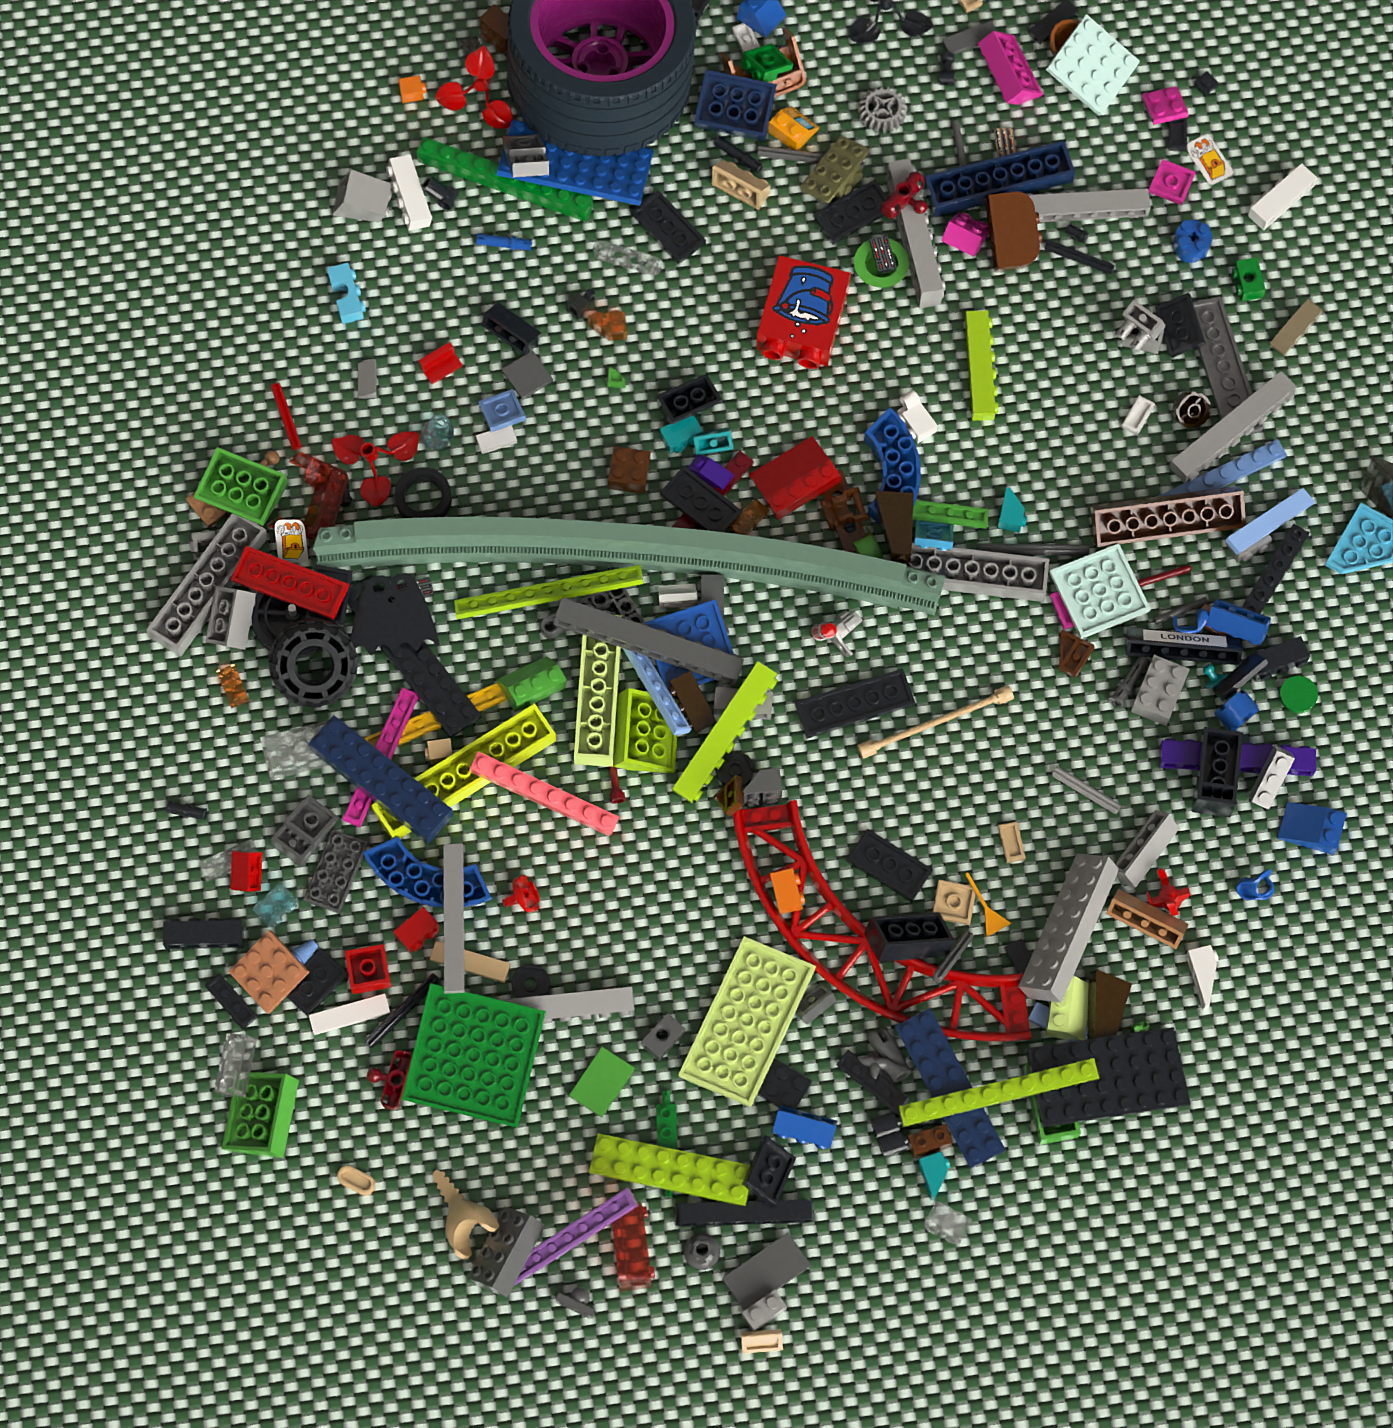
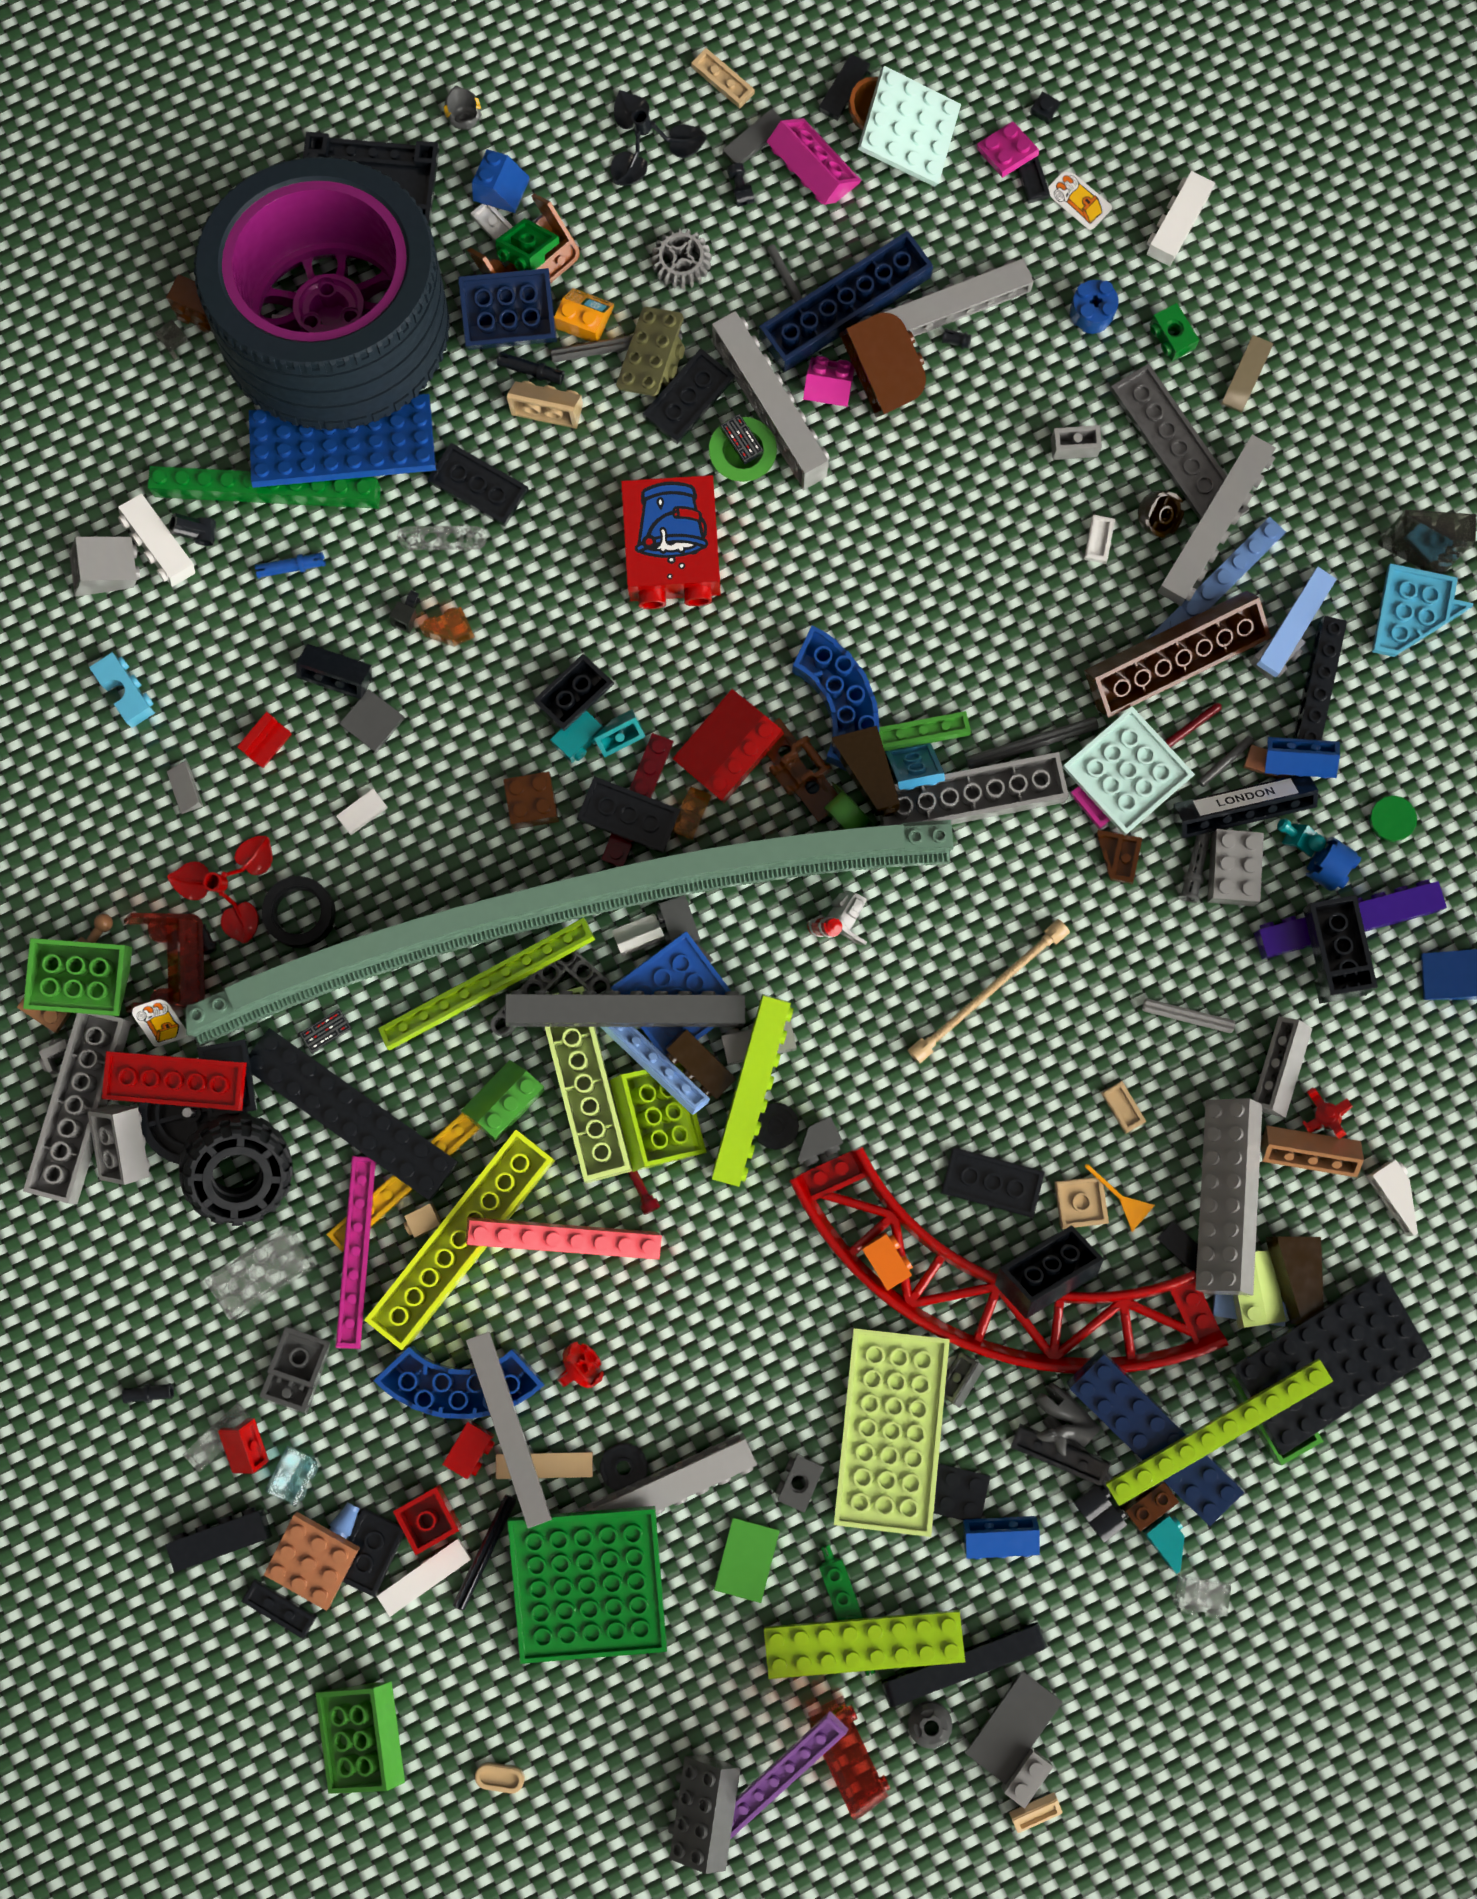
camera: 15 degrees left, 10 degrees up
(232, 686) = (151, 1220): clear orange slope -> none
(235, 1065) = (310, 1690): clear brick -> none
(286, 416) = (103, 865): red axle -> none
(336, 871) = (349, 1407): dark grey tile -> none
(381, 779) = (364, 1288): dark blue brick -> none
(393, 623) = (314, 1083): black piece -> none
(394, 1091) = (510, 1656): dark red piece -> none
(412, 89) = (117, 410): orange brick -> none
(436, 435) = (289, 831): clear light blue helmet -> none
(462, 1216) = (641, 1785): tan animal -> none
(481, 65) = (188, 356): red plant -> none
(502, 410) = (357, 775): medium blue plate -> none
(526, 155) = (279, 453): dark grey slope -> none
(577, 1302) = (807, 1840): dark grey tile -> none
(615, 379) = (477, 692): bright green tile -> none
(710, 472) = (627, 773): dark purple slope -> none
(731, 796) = (784, 1167): reddish brown wing -> none
(769, 1171) = (978, 1609): black tile -> none
(854, 703) = (888, 999): black plate -> none
(910, 188) = (749, 348): dark red piece -> none
(916, 417) = (844, 625): white hinge -> none
(952, 956) = (1105, 1276): dark grey axle -> none
(980, 365) = (898, 537): lime brick -> none
(1004, 141) = (836, 254): tile -> none
(1012, 513) = (993, 706): teal slope -> none
(1079, 256) = (969, 367): black axle -> none
(1139, 317) = (1076, 424): light grey brick -> none
(1139, 1026) = (1344, 1283): bright green tile -> none
(1171, 182) = (1046, 241): dark pink plate -> none
(1182, 325) = (1115, 412): black plate -> none
(1200, 620) = (1256, 769): blue piece -> none
(1240, 675) = (1325, 822): black tile -> none
(1248, 890) = (1415, 1074): blue piece -> none
(1271, 777) = (1401, 934): brick -> none
(1282, 658) = (1357, 785): black brick -> none

